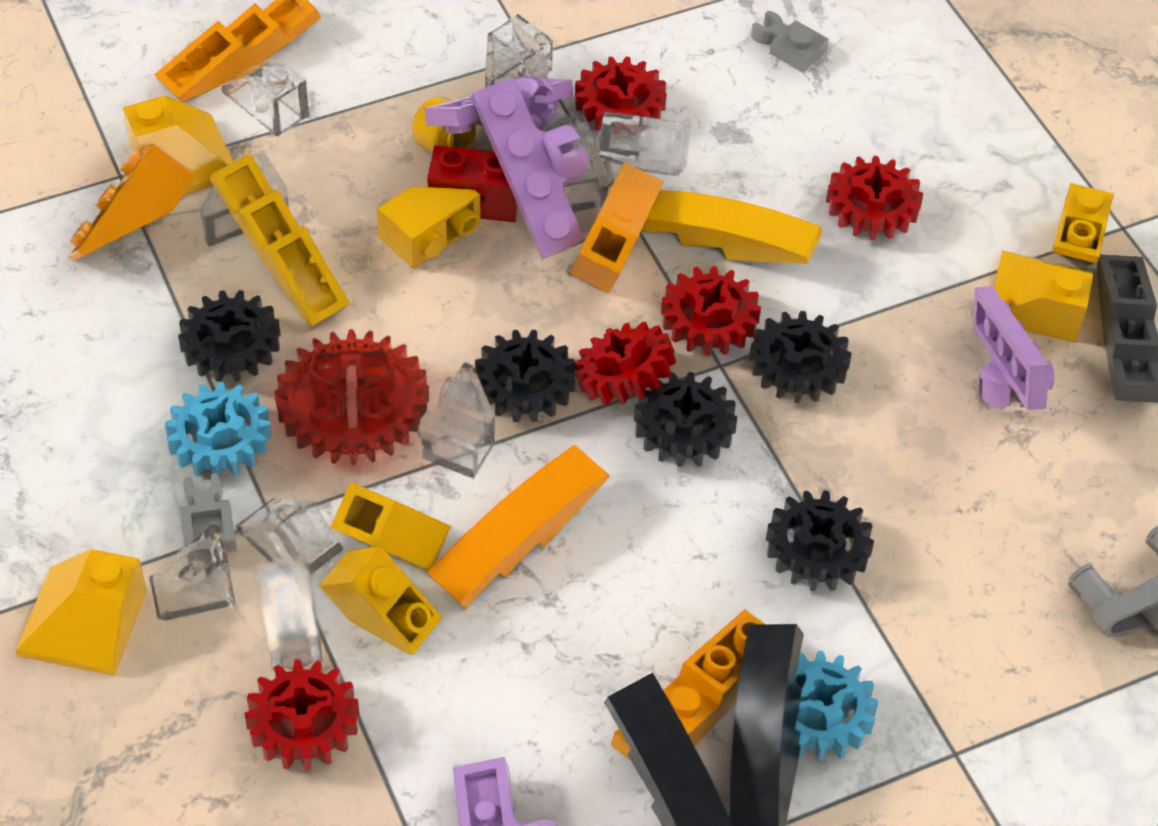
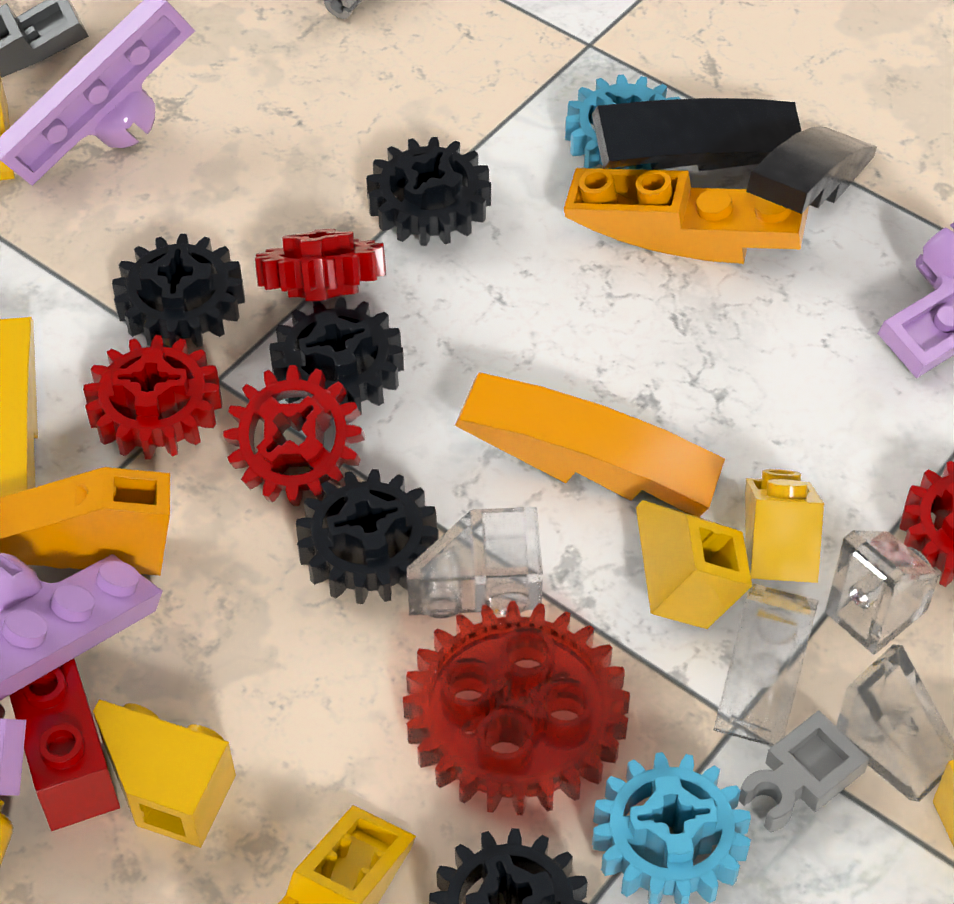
camera: 115 degrees left, 0 degrees up
(766, 430) = (320, 264): none -> red gear

